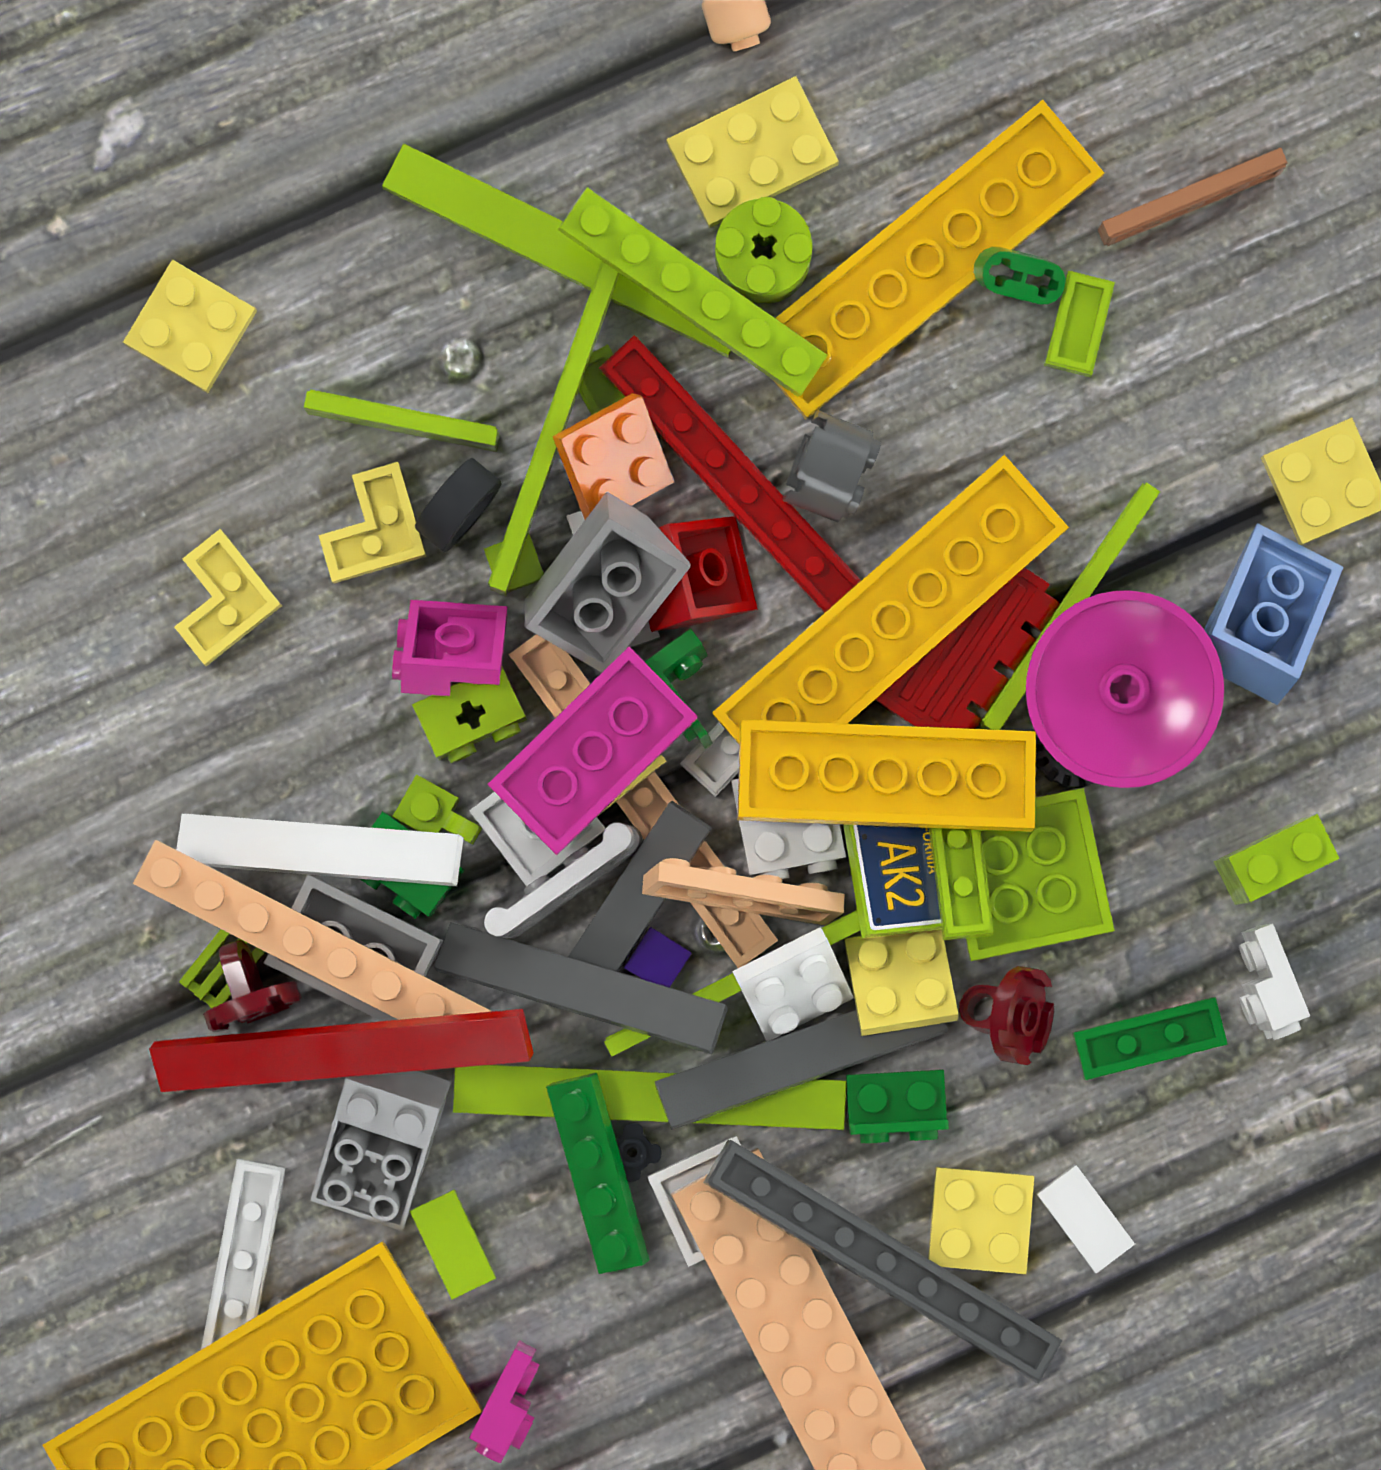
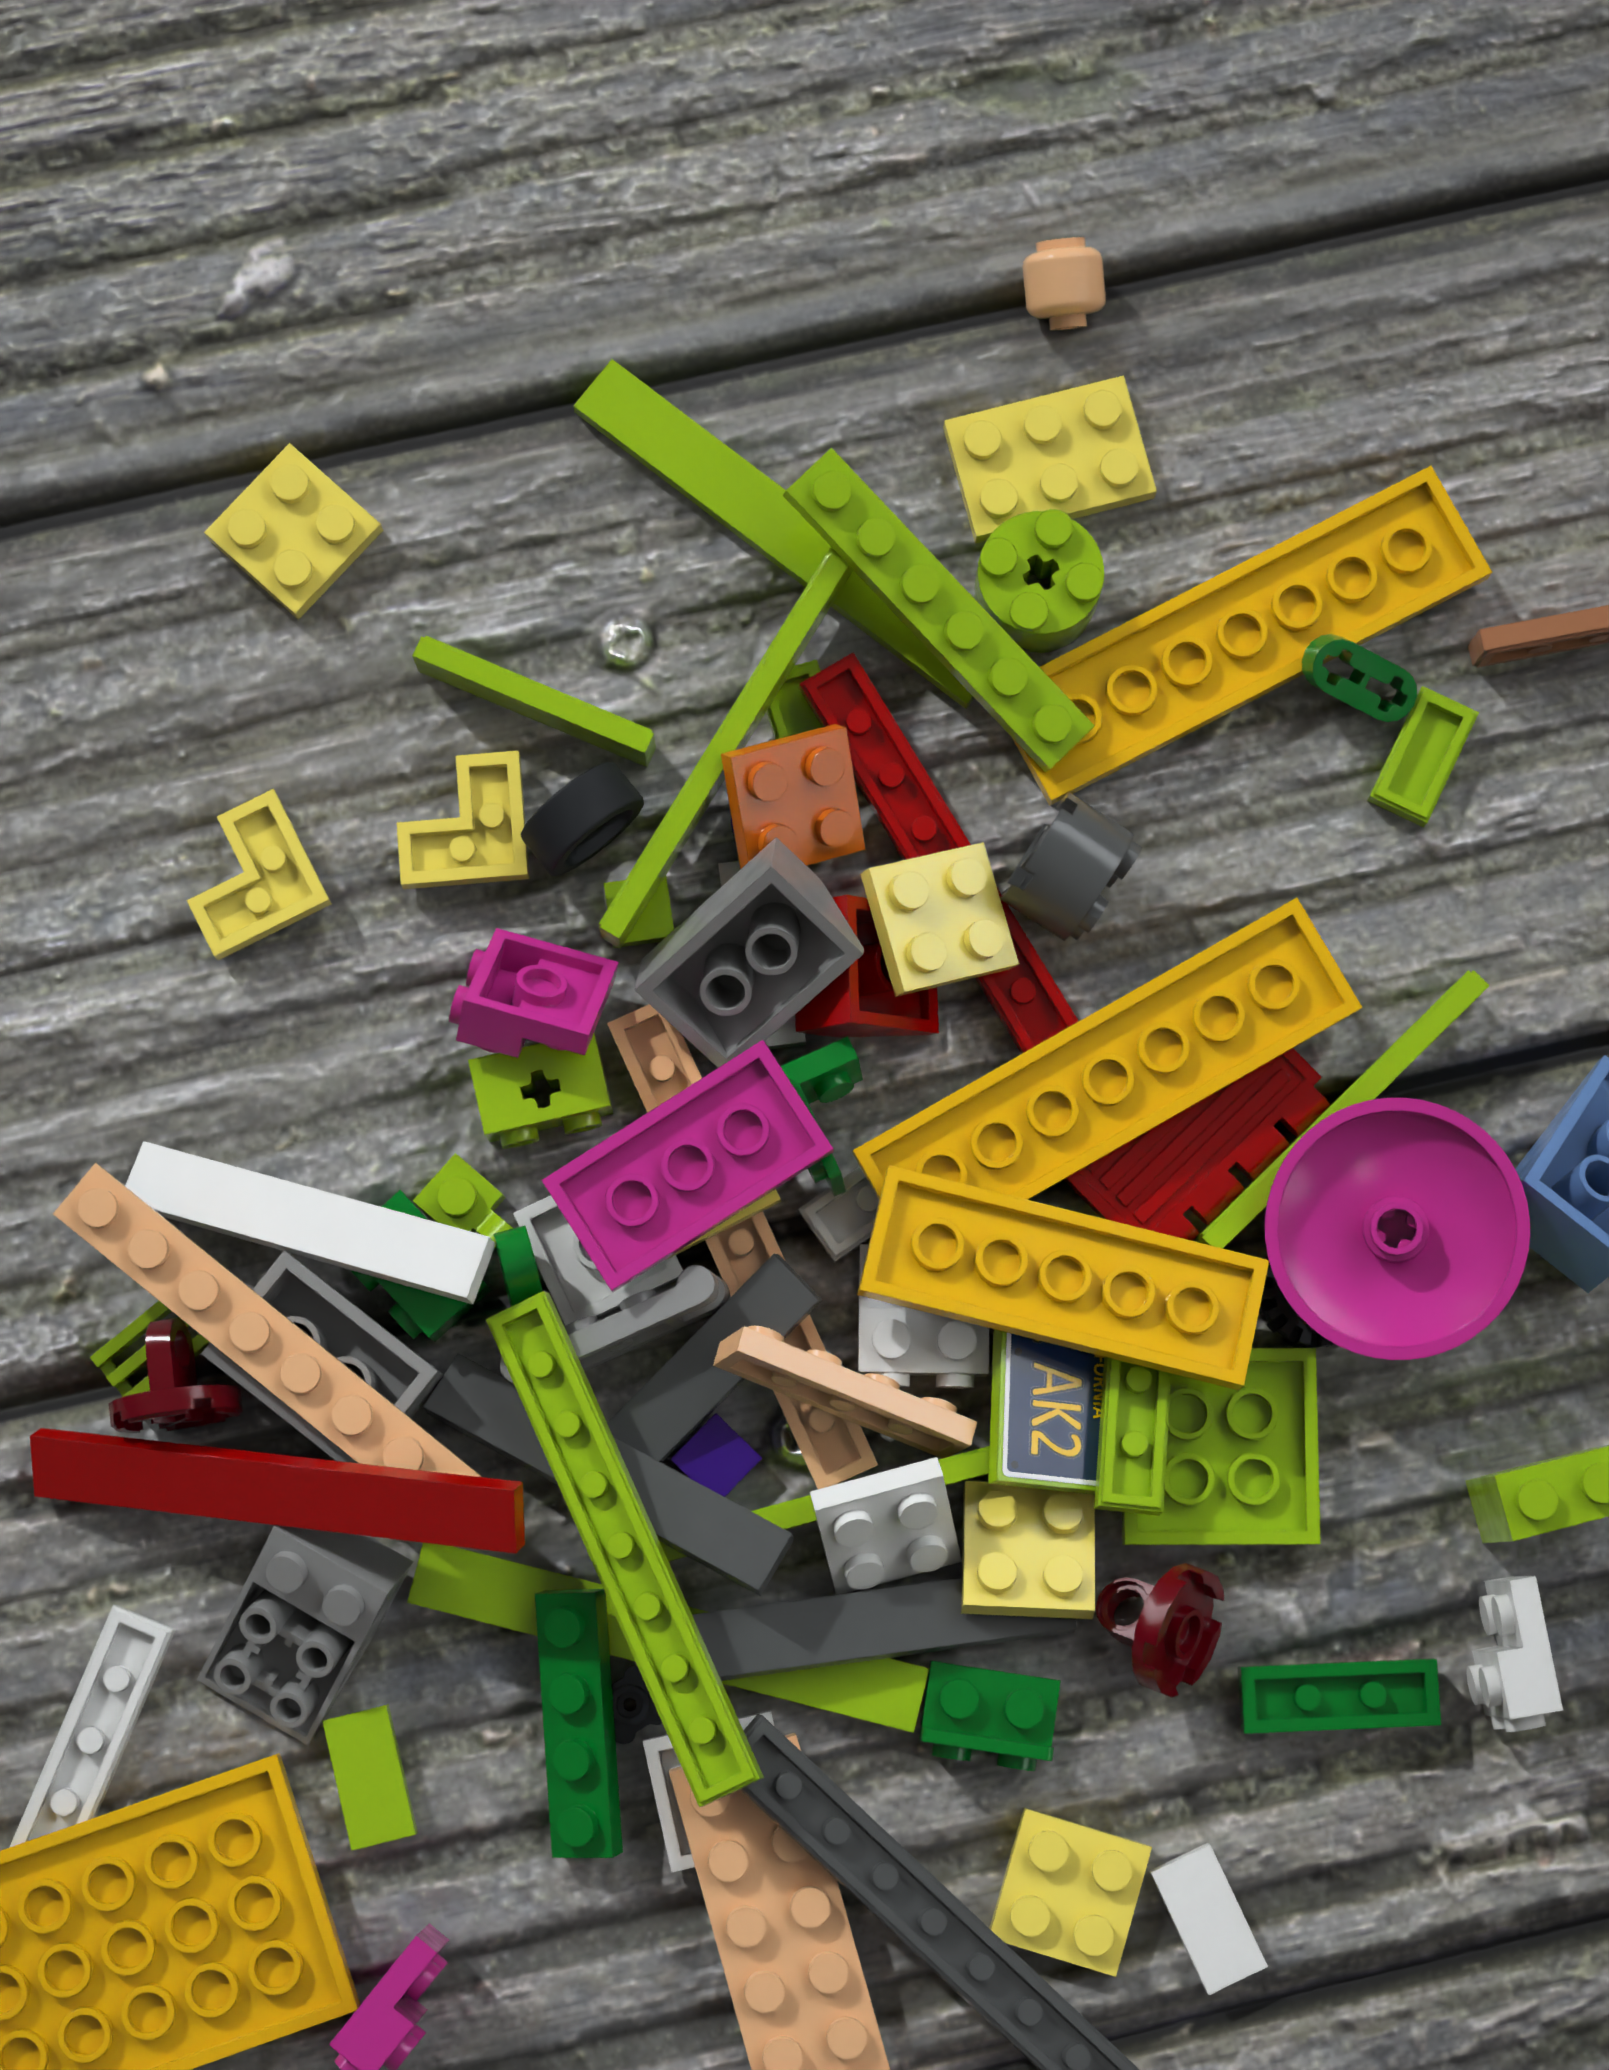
camera: 10 degrees right, 5 degrees down
(486, 857) = (517, 1264): none -> green beam
(604, 1039) = (624, 1549): none -> lime tile
(741, 526) = (939, 919): none -> light yellow plate

